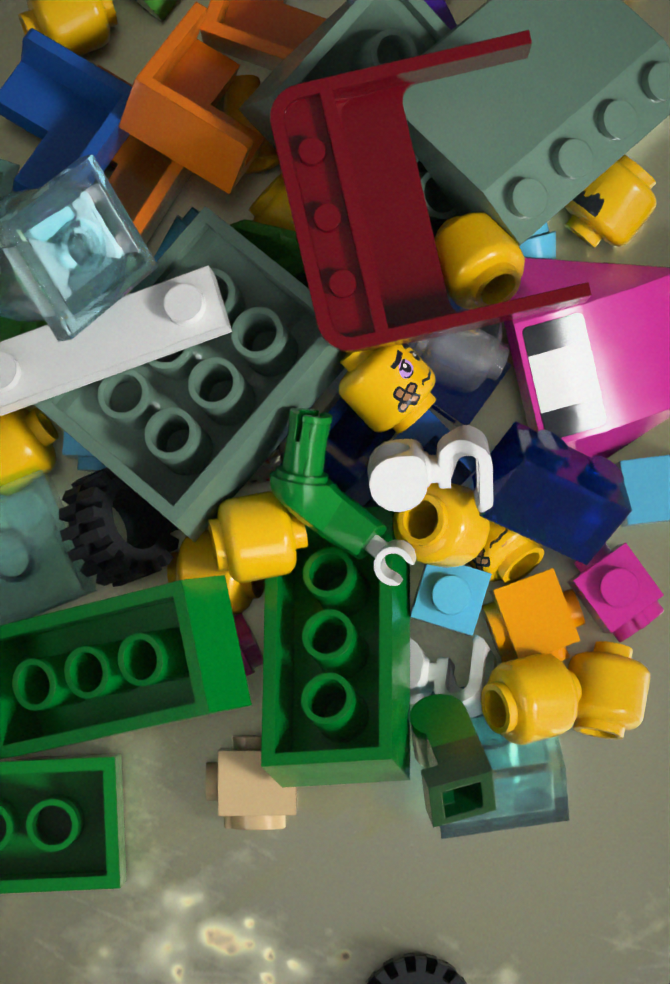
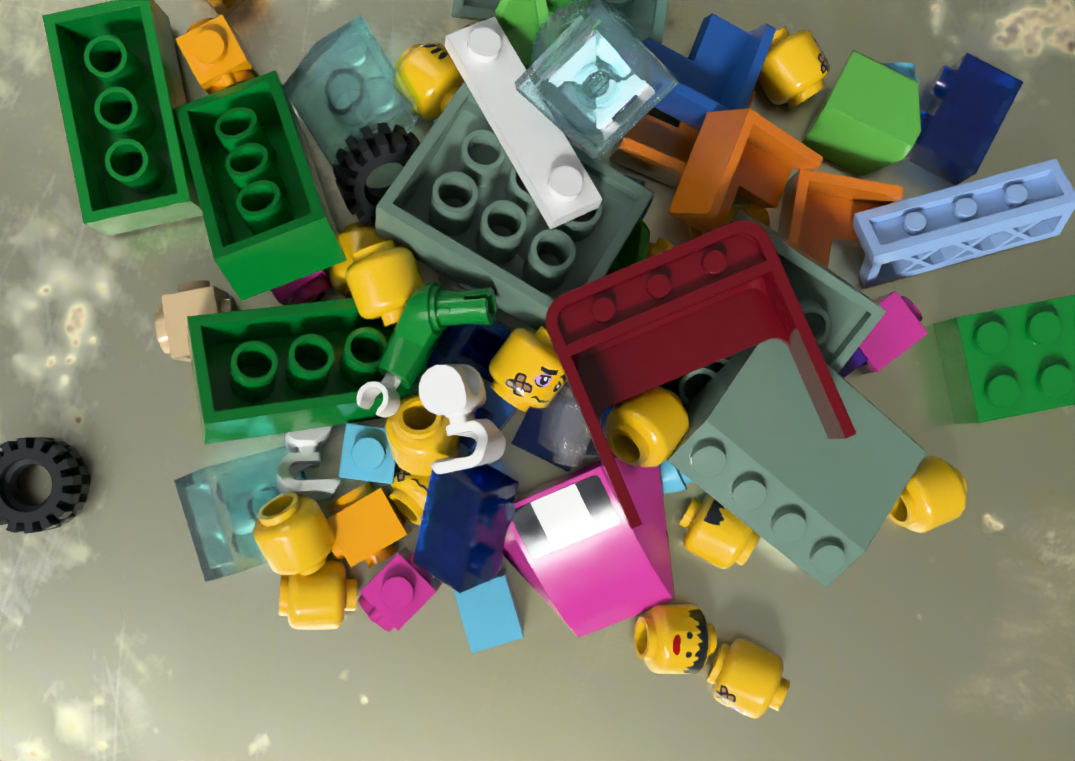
camera: 75 degrees right, 0 degrees up
(456, 771) = (242, 469): dark green leg -> none

